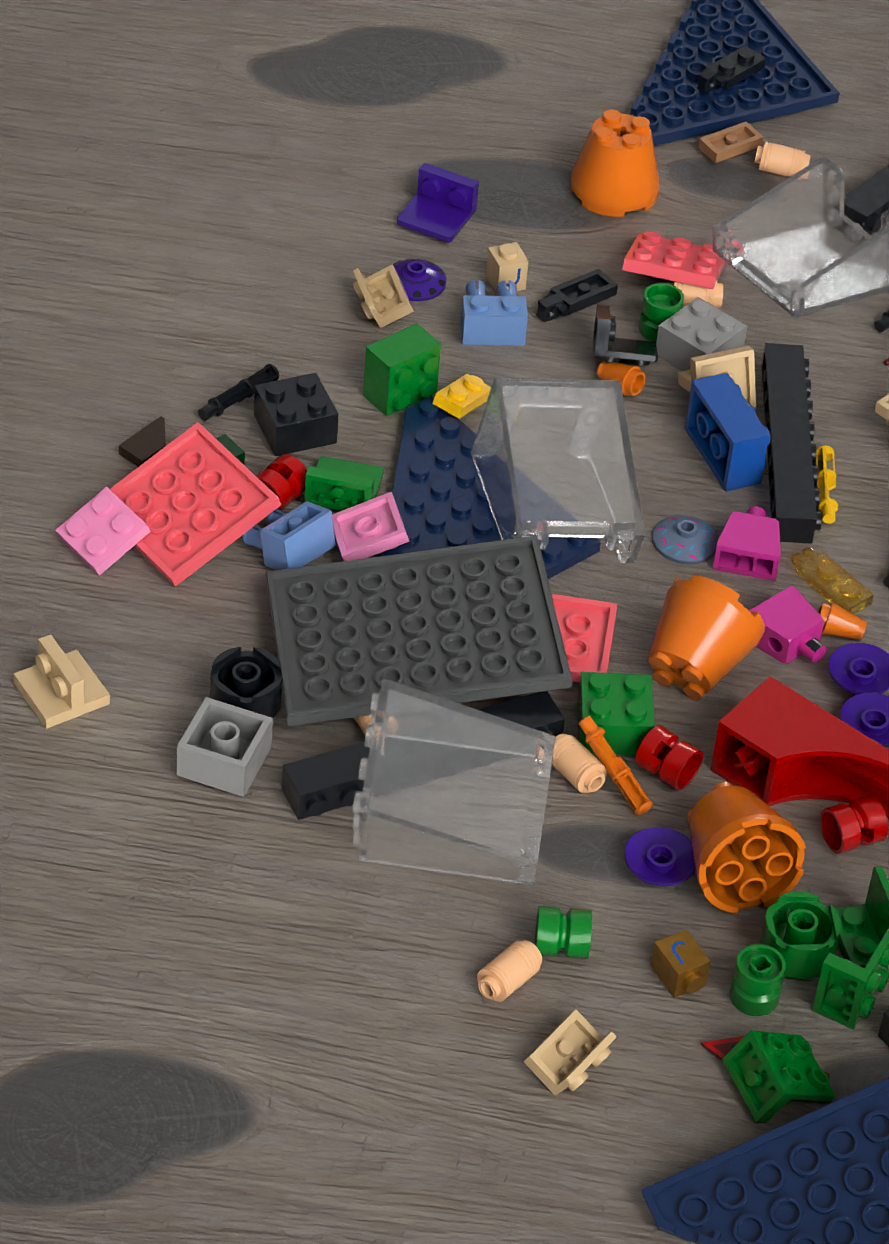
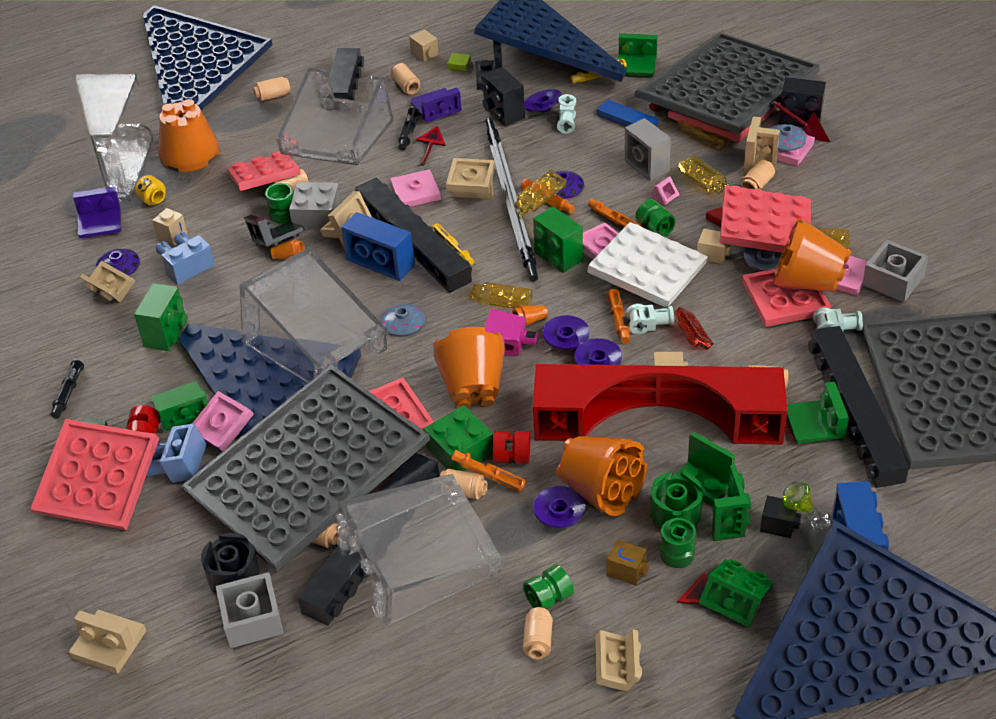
camera: 30 degrees left, 0 degrees up
(103, 530) = (52, 523): bright pink plate -> none
(144, 443) = (33, 454): dark brown tile -> none
(295, 414) = (115, 380): black brick -> none
(462, 395) = (207, 312): yellow plate -> none
(517, 131) = (118, 147): none -> clear windscreen
(522, 210) = (150, 190): none -> yellow head
(576, 295) = (222, 220): black hinge -> none
(730, 142) = (234, 94): medium nougat plate -> none
(731, 69) = (202, 55): black hinge -> none
(749, 545) = (444, 301): dark pink torso -> none
(847, 389) = (416, 188): none -> bright pink plate
(854, 824) = (643, 420): red wheel -> none

